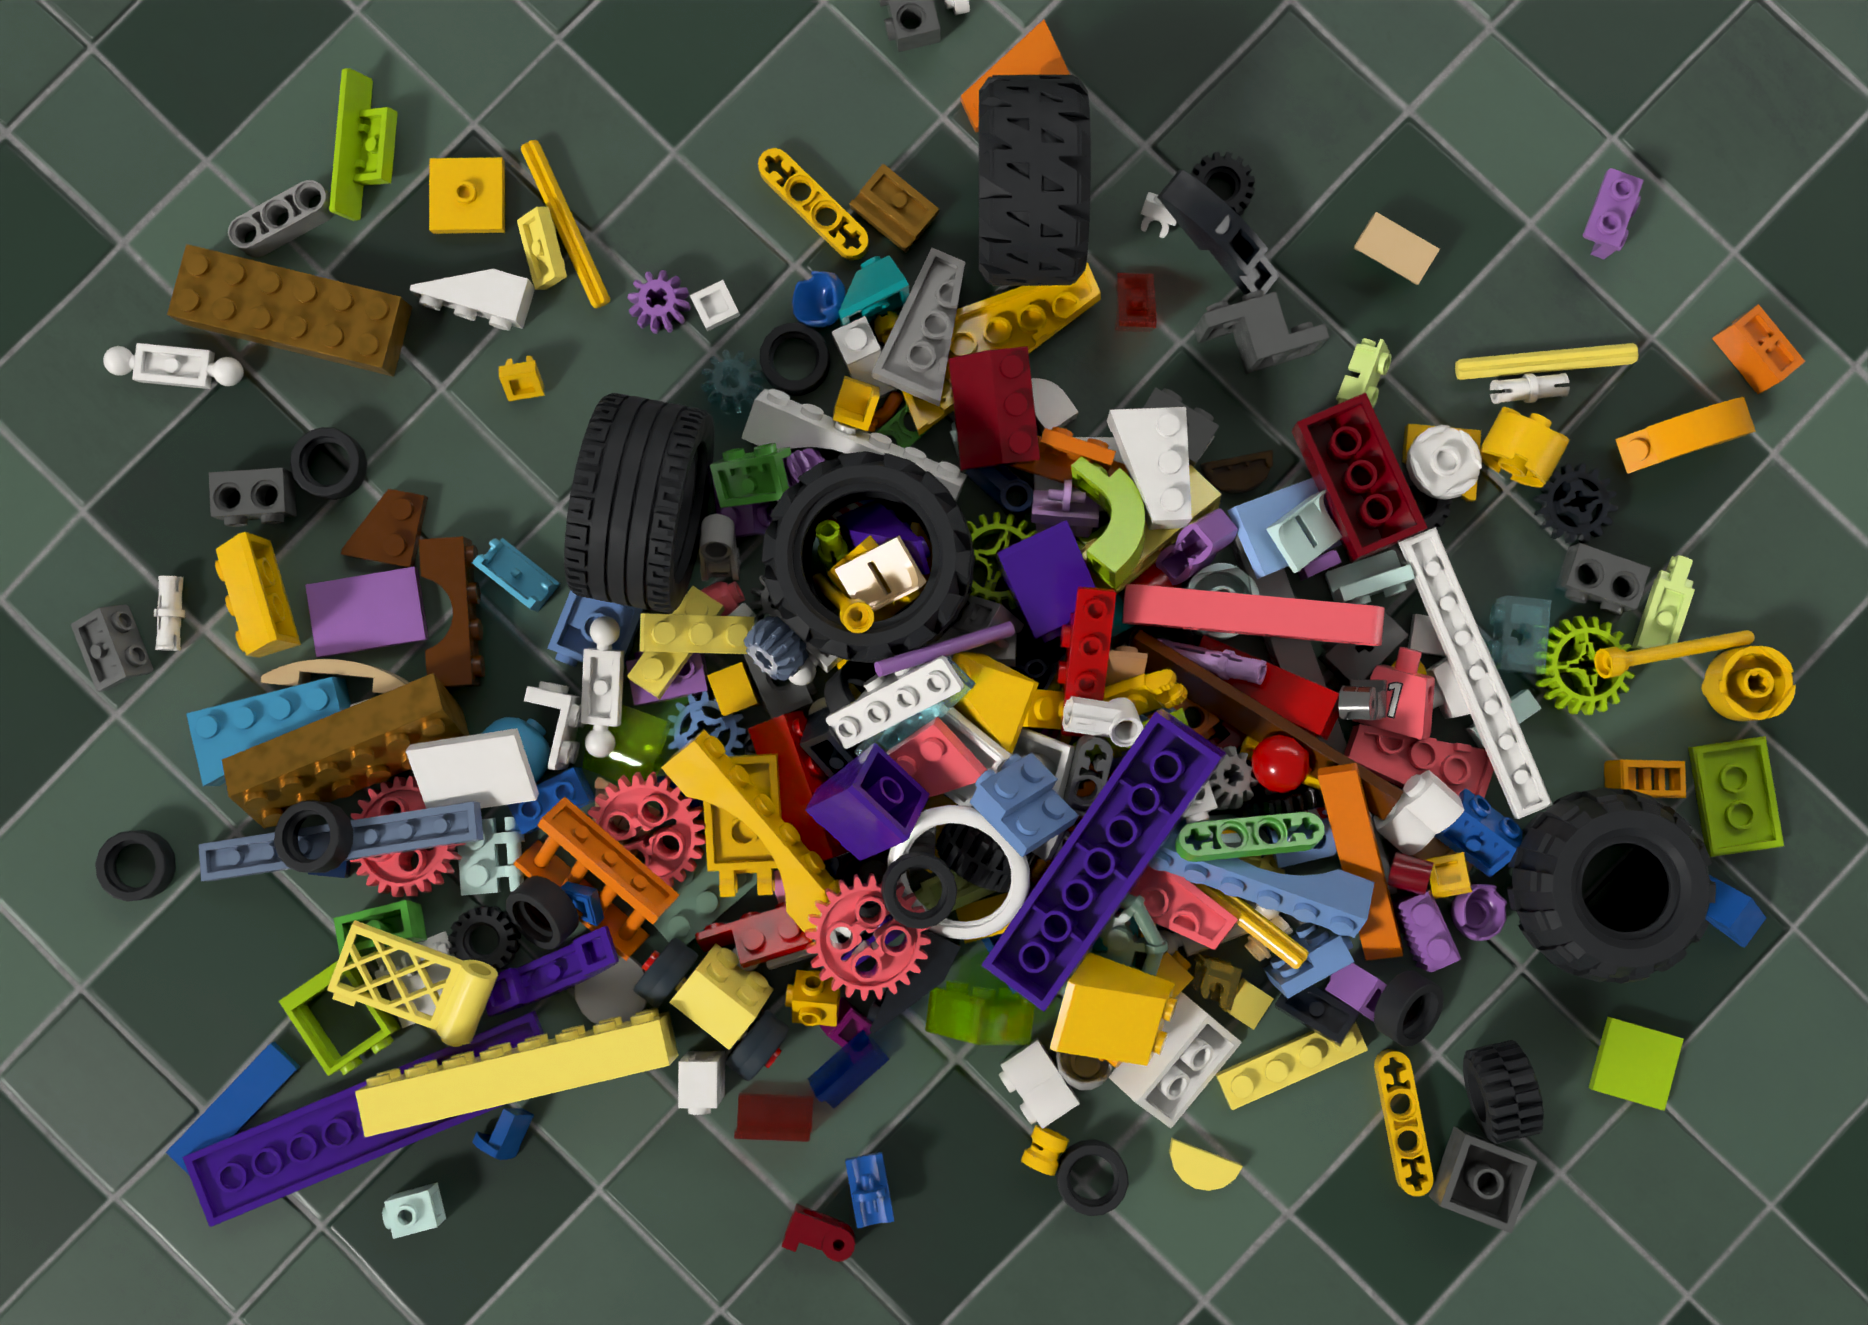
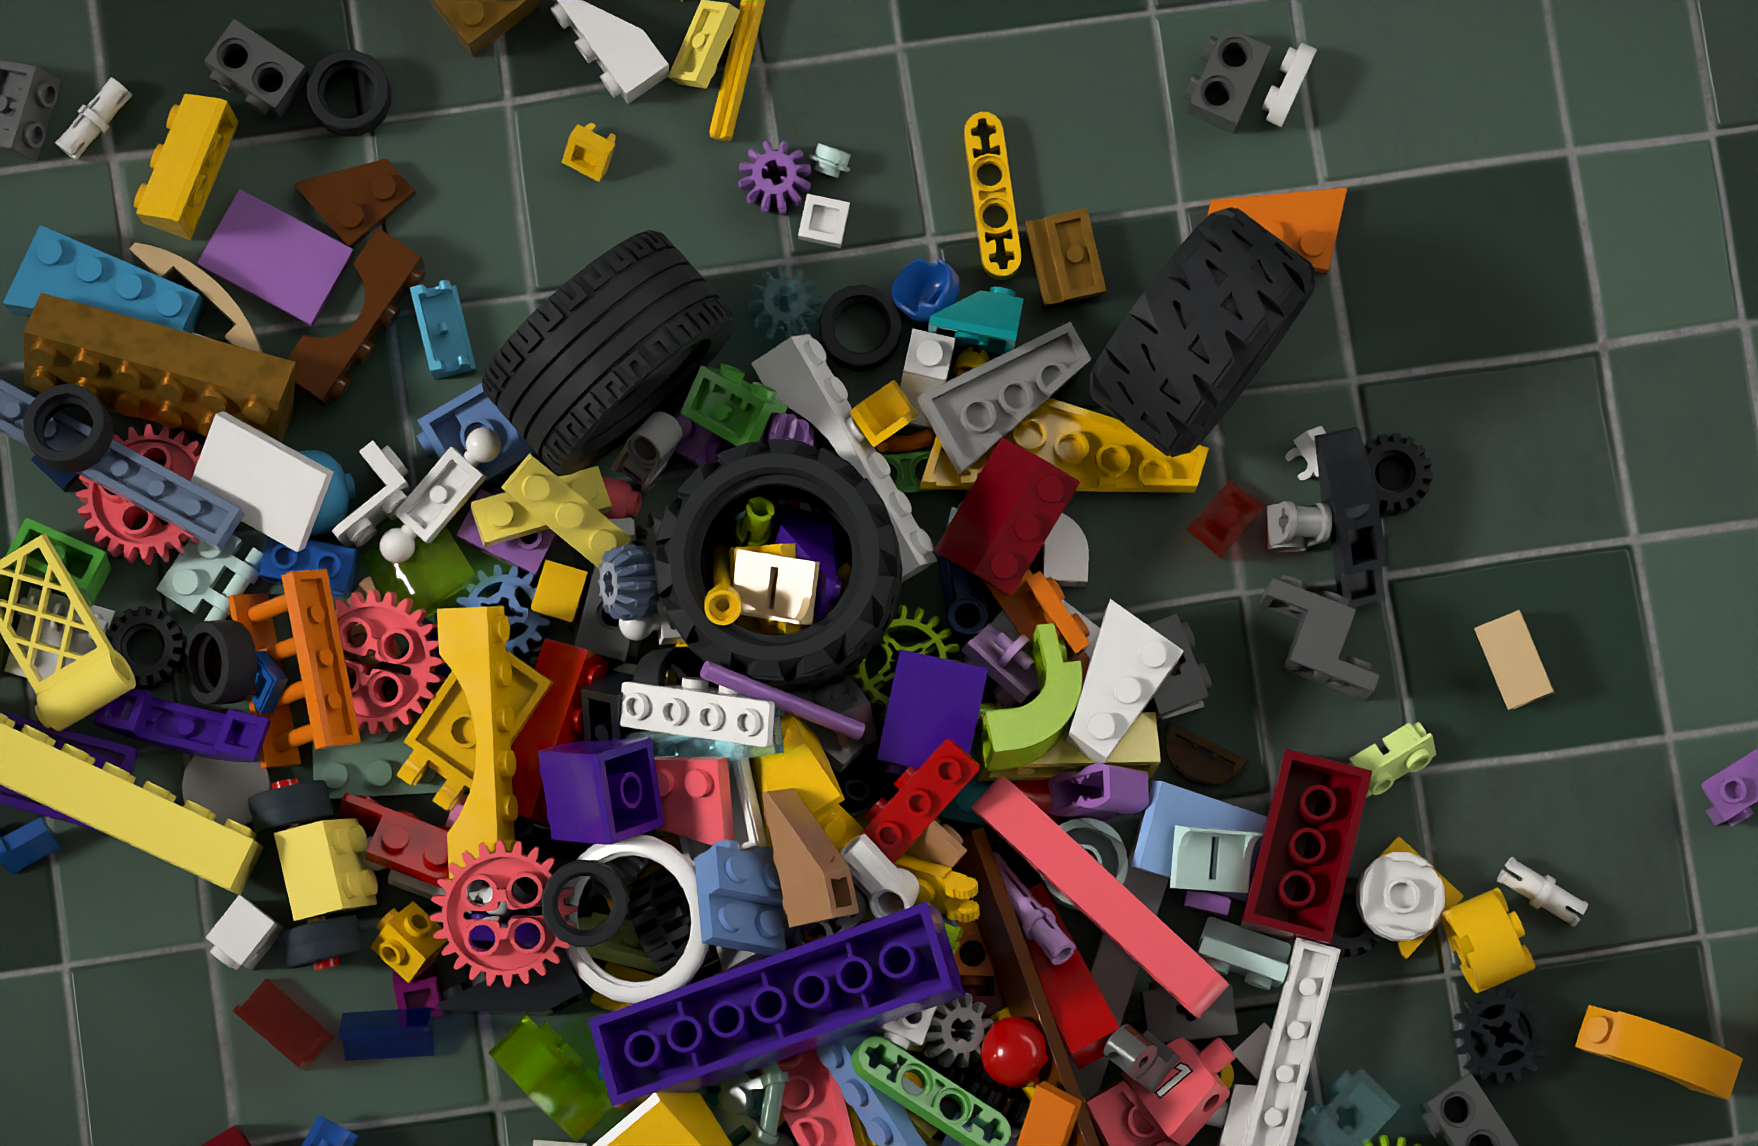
camera: 35 degrees right, 5 degrees down
(687, 262) = (830, 160): none -> light aqua plate
(1054, 748) = (810, 868): none -> medium nougat slope
(1186, 269) = (1296, 526): none -> light grey piece
(1546, 361) = (1580, 879): light yellow axle -> none

